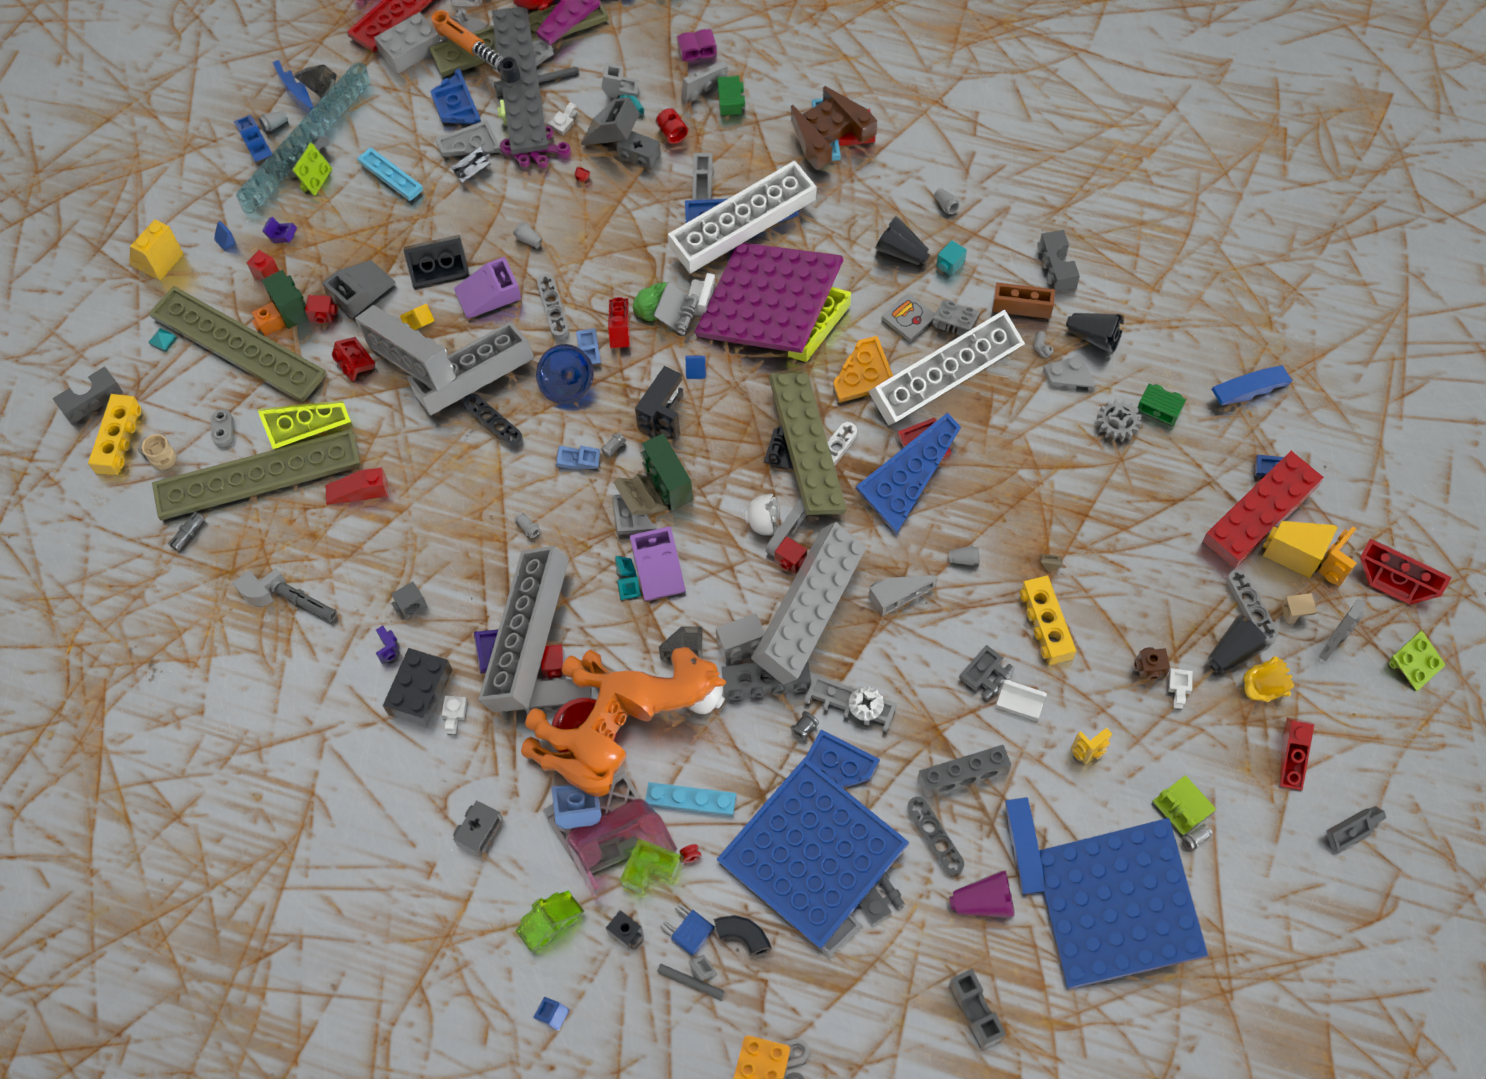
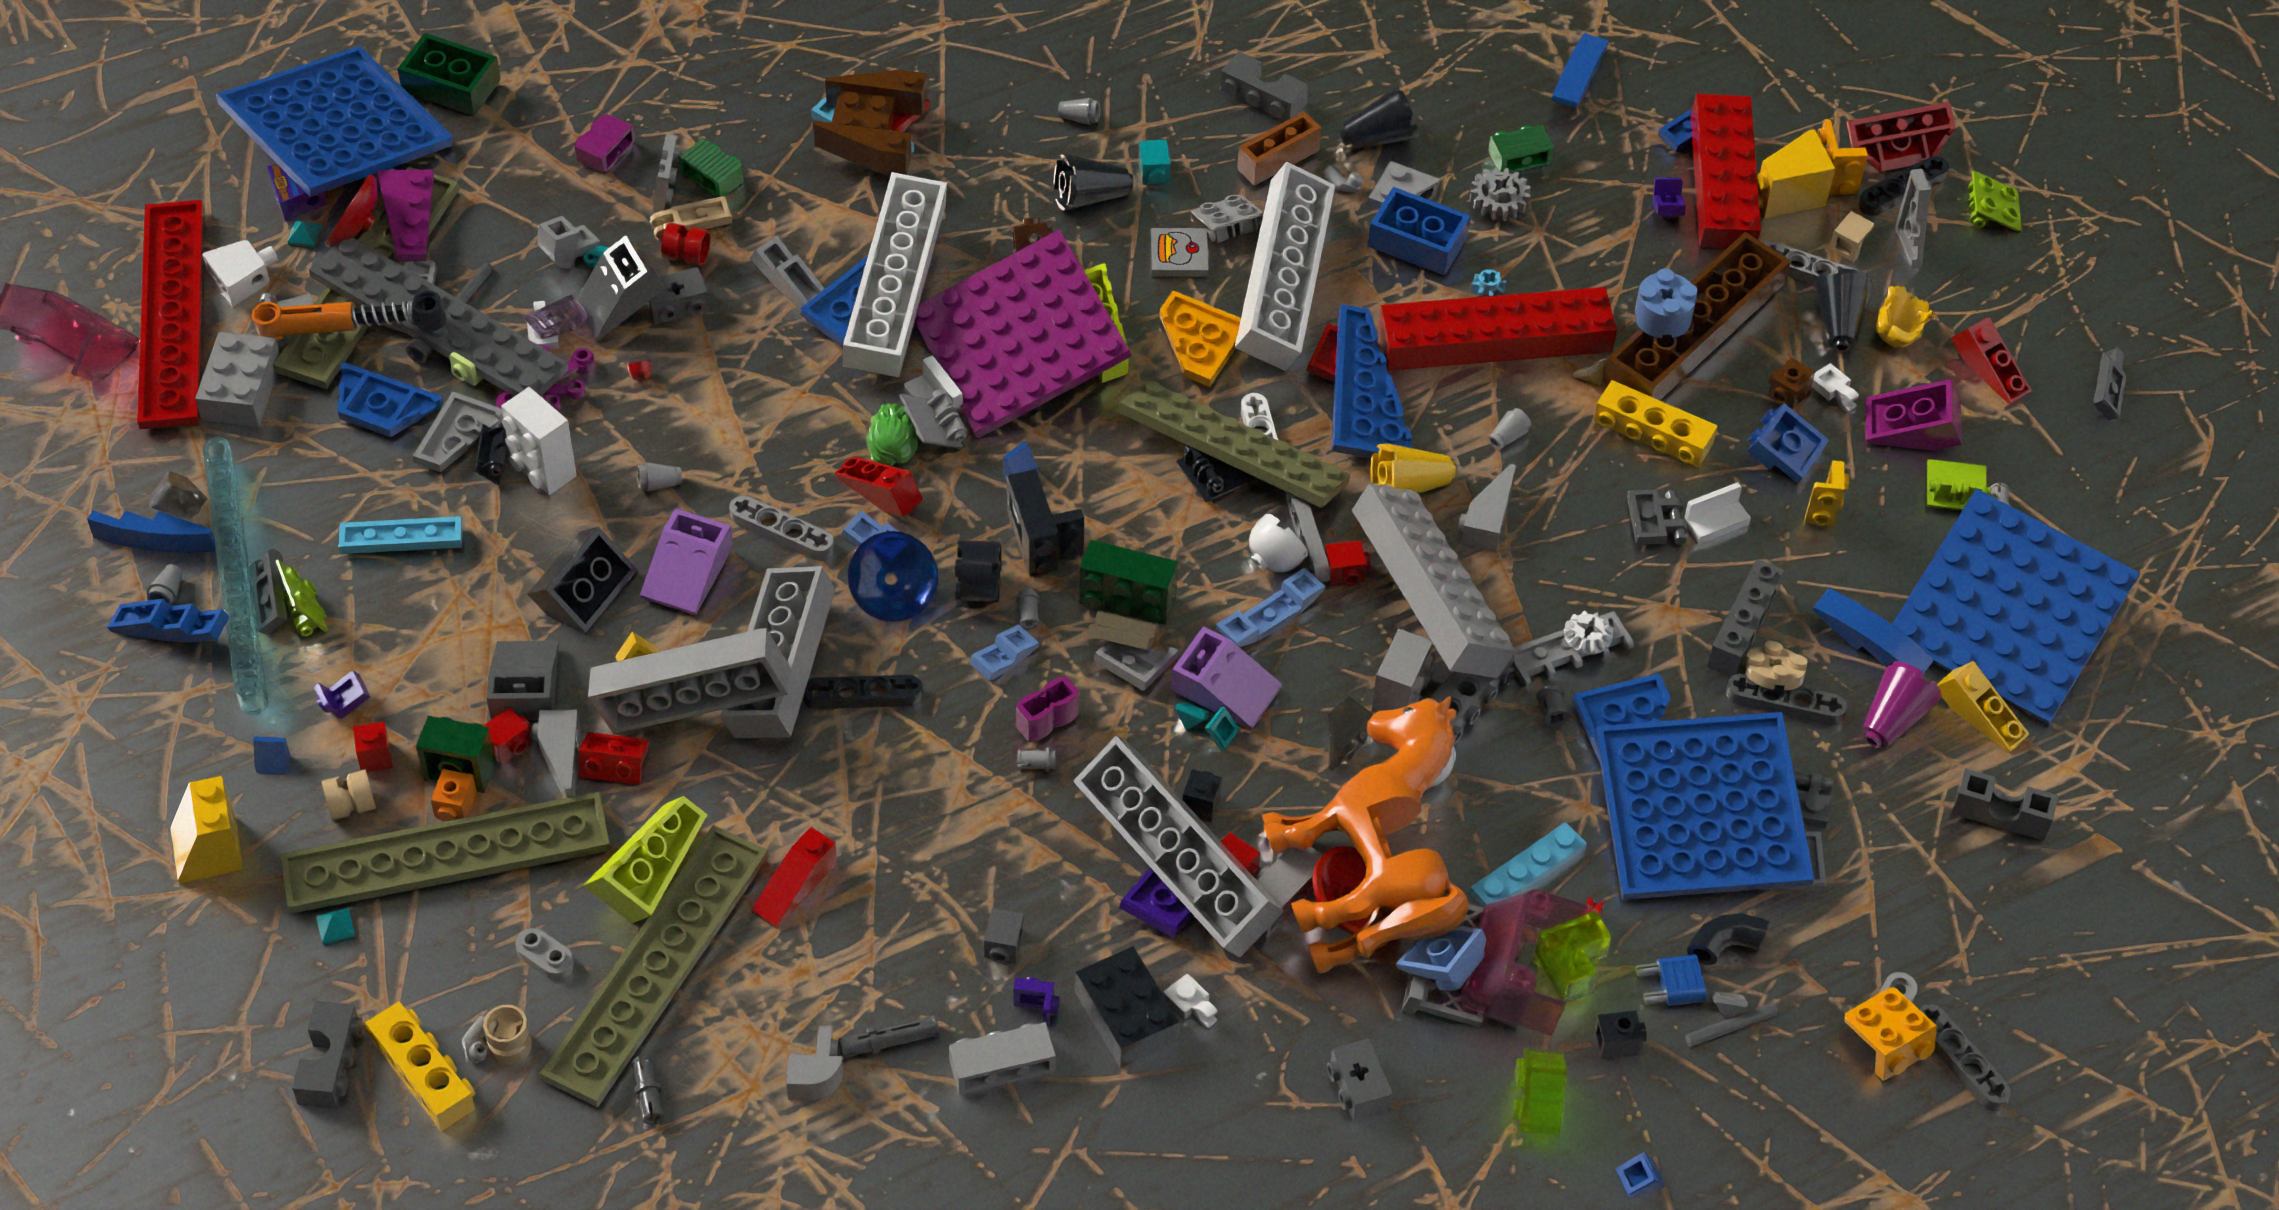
camera: 50 degrees left, 10 degrees down
(228, 281) = (348, 794): none -> tan wheel
(336, 328) = (559, 746): none -> light grey slope
(338, 658) = (1002, 1057): none -> light grey brick
(483, 173) = (538, 441): none -> white brick
(552, 503) = (1047, 709): none -> magenta brick
(577, 613) = (1203, 794): none -> black brick
(578, 114) = (568, 305): none -> slope
(606, 405) = (978, 571): none -> black brick
(695, 114) = (698, 214): none -> tan hinge
(723, 549) = (1274, 612): none -> medium blue slope
(839, 246) = (1022, 232): none -> reddish brown brick
(881, 535) = (1410, 468): none -> yellow cone
(954, 805) = (1774, 666): none -> tan plate
(1024, 494) = (1497, 328): none -> red brick
(1037, 943) = (1980, 705): none -> yellow slope
(1044, 405) = (1418, 230): none -> blue brick
(1048, 467) = (1488, 284): none -> medium azure gear
(1109, 695) = (1786, 442): none -> blue plate
(1118, 557) = (1665, 304): none -> medium blue brick
(1142, 581) = (1726, 297): none -> reddish brown brick
(1206, 745) = (1915, 417): none -> magenta slope
(1214, 499) = (1668, 197): none -> dark purple bracket
(1372, 604) = (1899, 181): none -> black beam

